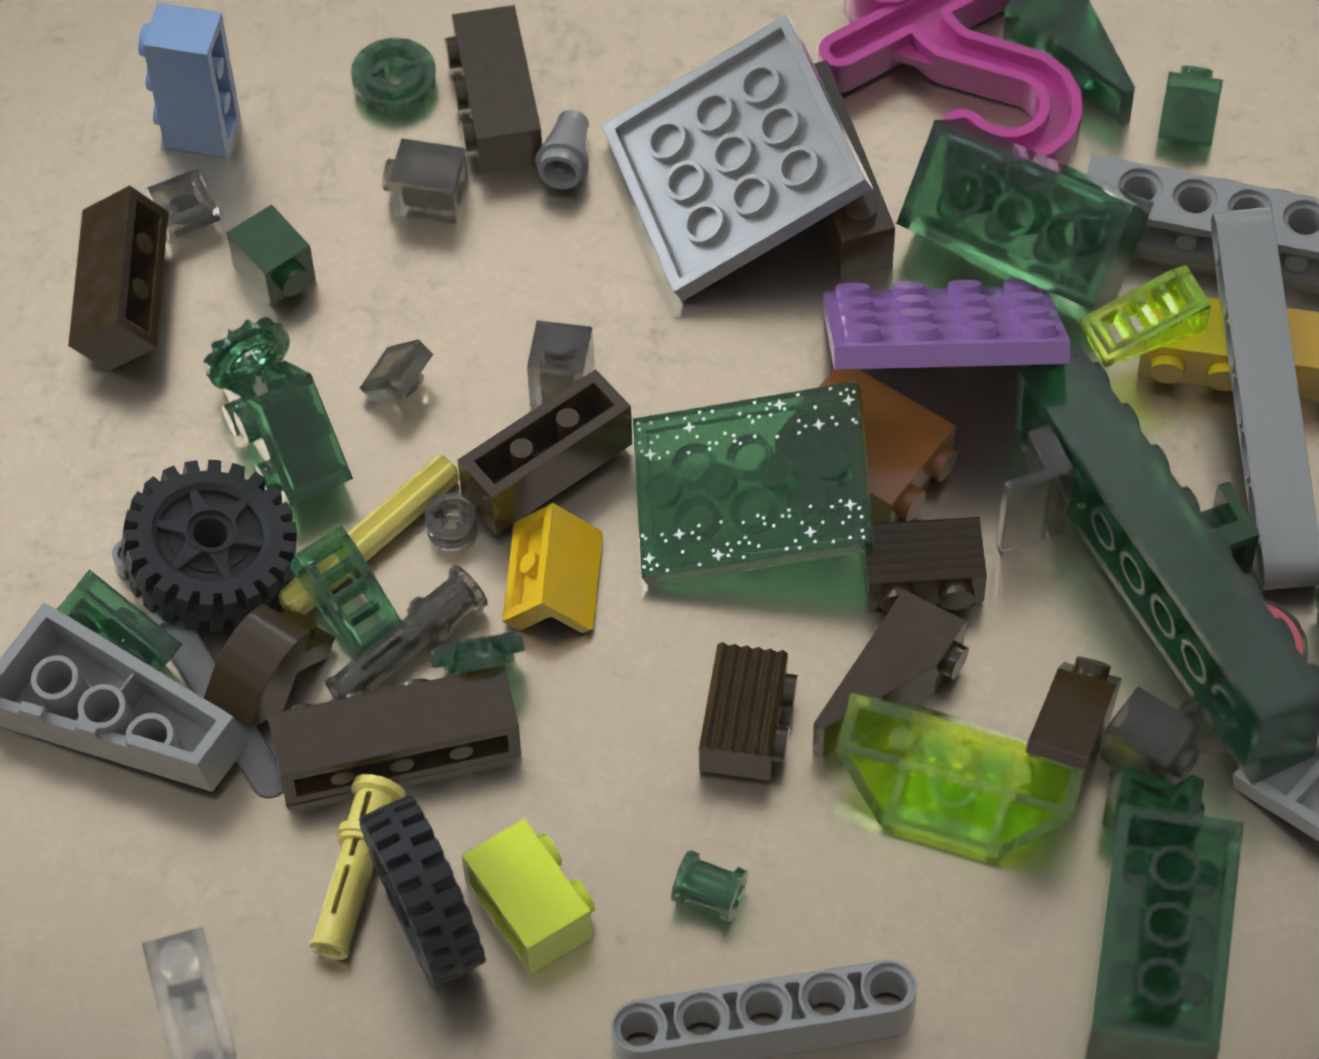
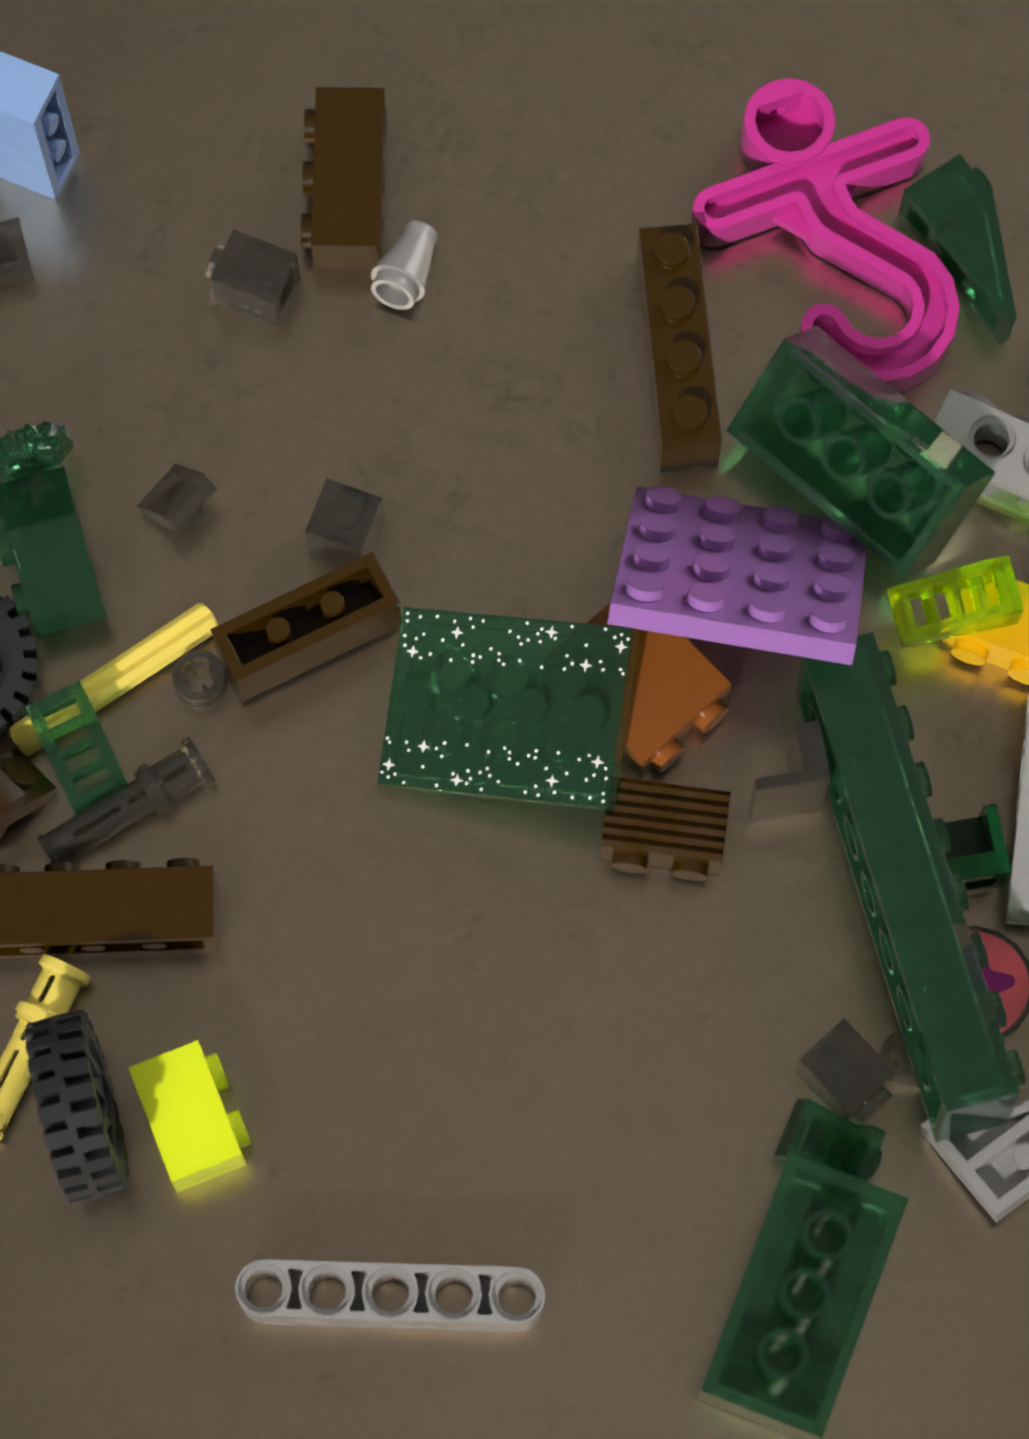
camera: 10 degrees right, 15 degrees up
(271, 255) = (76, 336): dark green brick -> none
(410, 60) = (225, 123): clear green gear -> none
(477, 652) = (191, 841): clear green gear -> none
(553, 570) = (290, 757): yellow panel -> none
(709, 885) = (369, 1140): clear green bush -> none
(736, 157) = (576, 321): light grey plate -> none
(745, 712) = (447, 958): dark brown brick -> none
(900, 663) = (611, 939): dark brown slope -> none
(952, 777) = (641, 1073): clear neon green wedge -> none
(1075, 713) = (767, 1048): dark brown slope -> none

